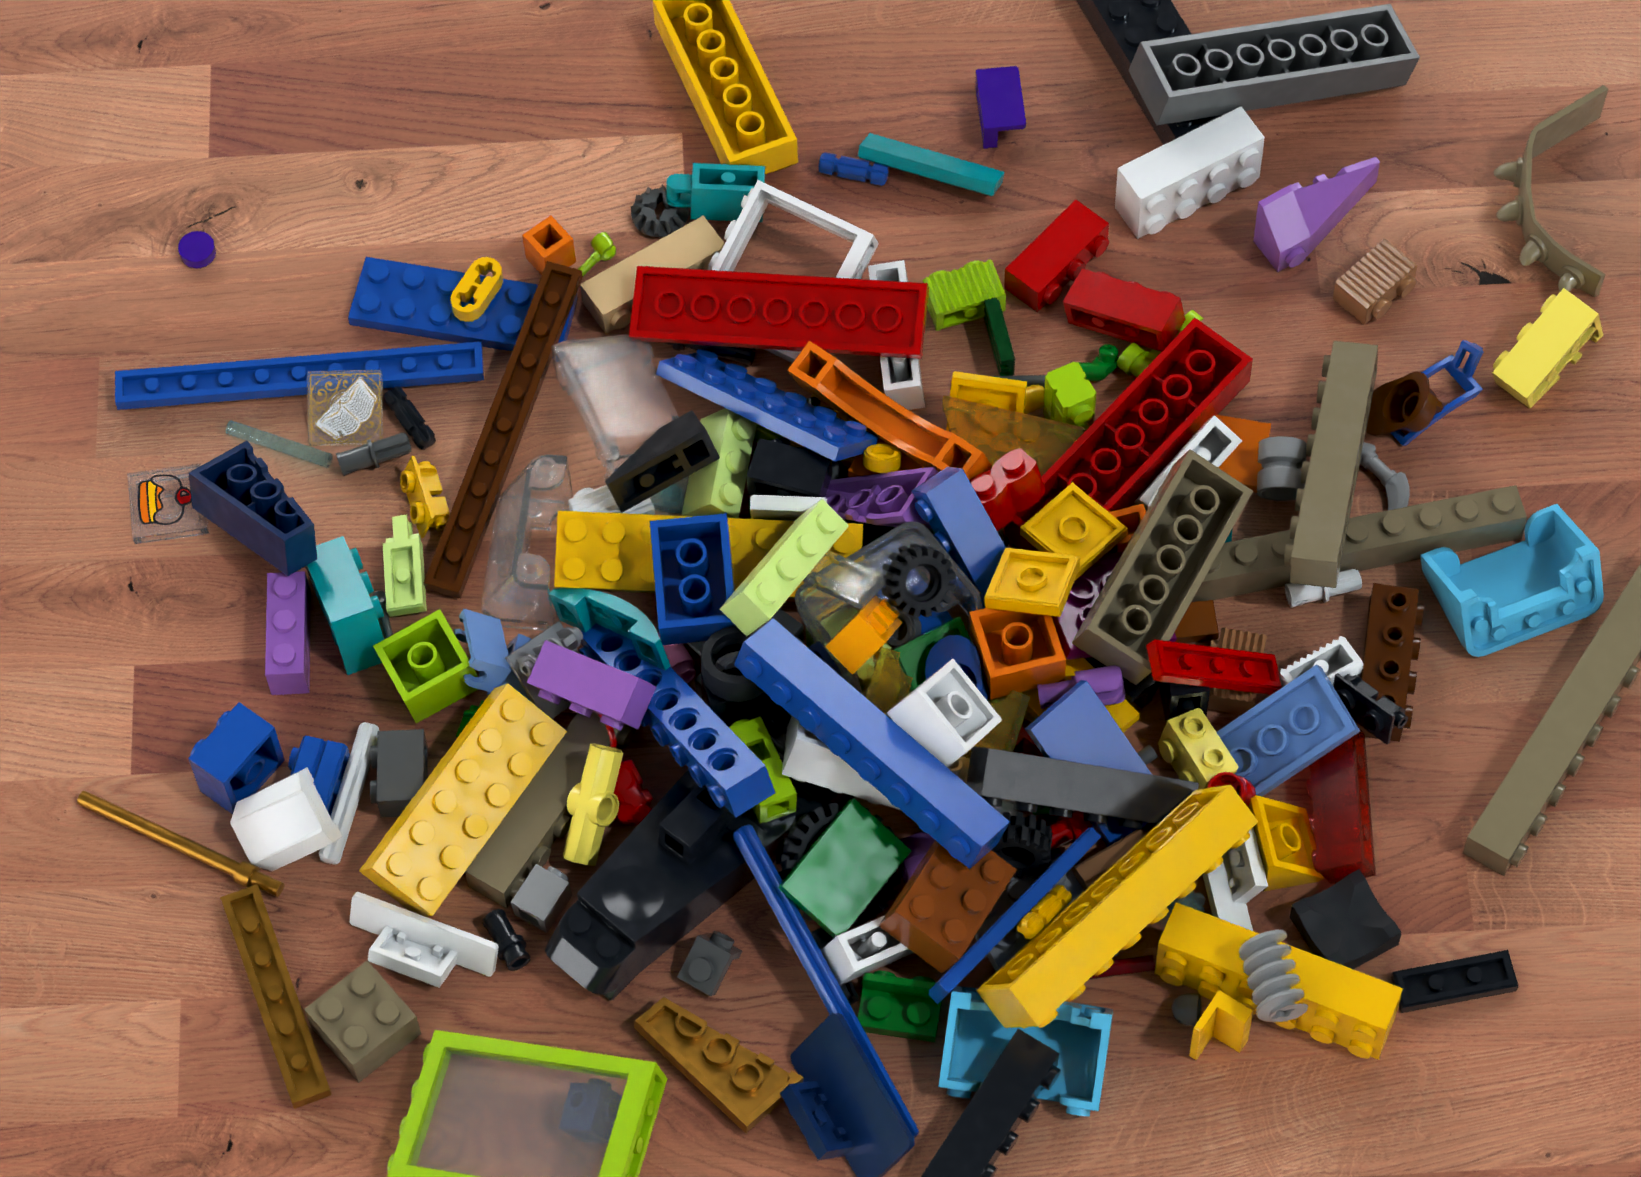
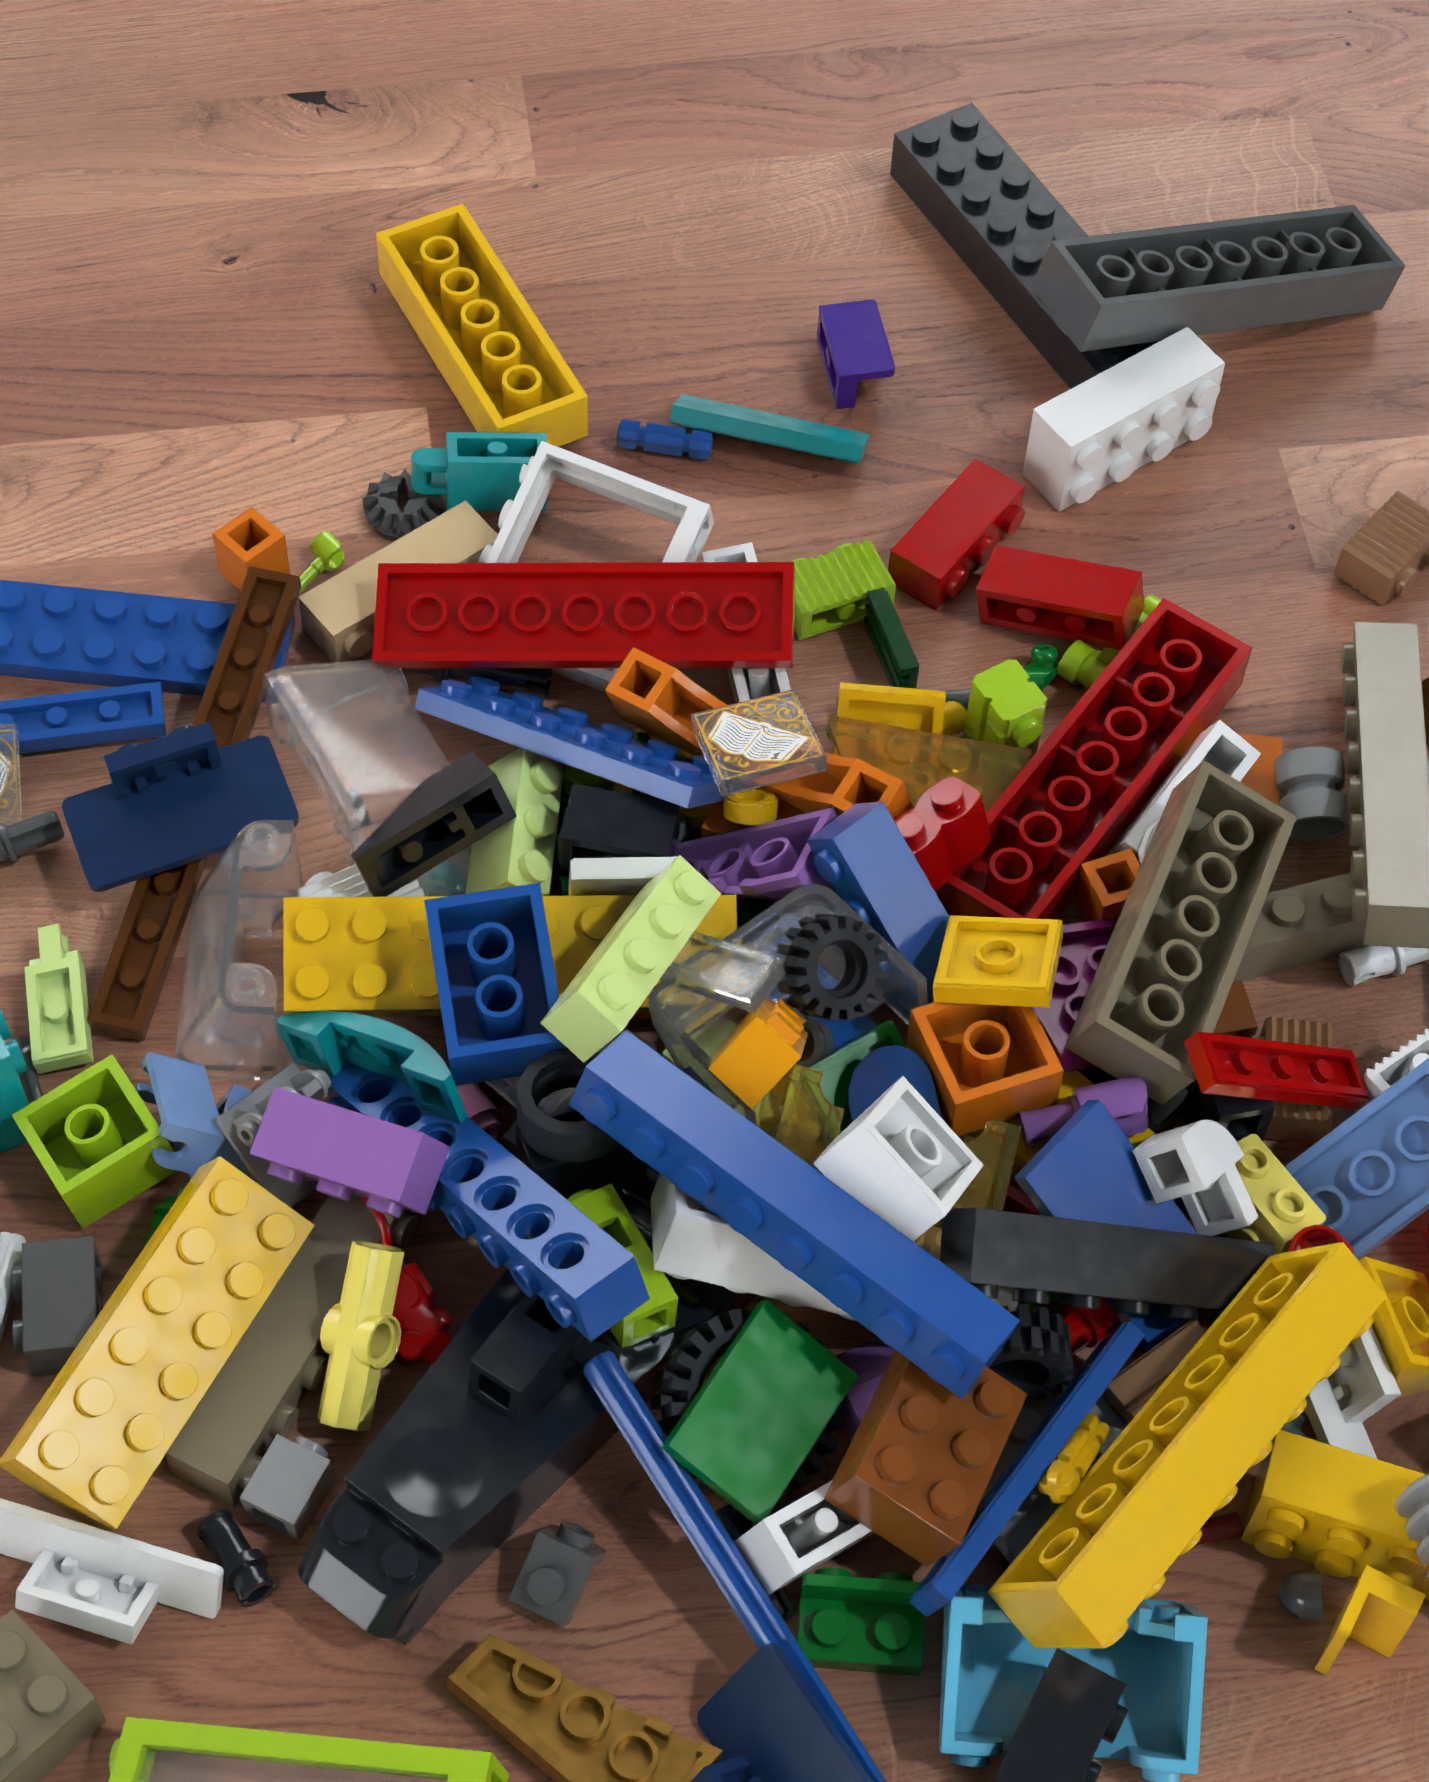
camera: 10 degrees left, 5 degrees down
(410, 418) = (52, 779): black axle -> none
(419, 483) = (85, 916): yellow hinge -> none
(483, 292) = (143, 607): yellow beam -> none
(489, 436) = (174, 804): none -> dark blue bracket
(888, 415) = (758, 742): none -> tile
(1074, 526) = (1040, 881): yellow tile -> none
(1154, 728) = (1200, 1168): none -> white brick
(1300, 217) = (1283, 464): medium lavender wedge -> none

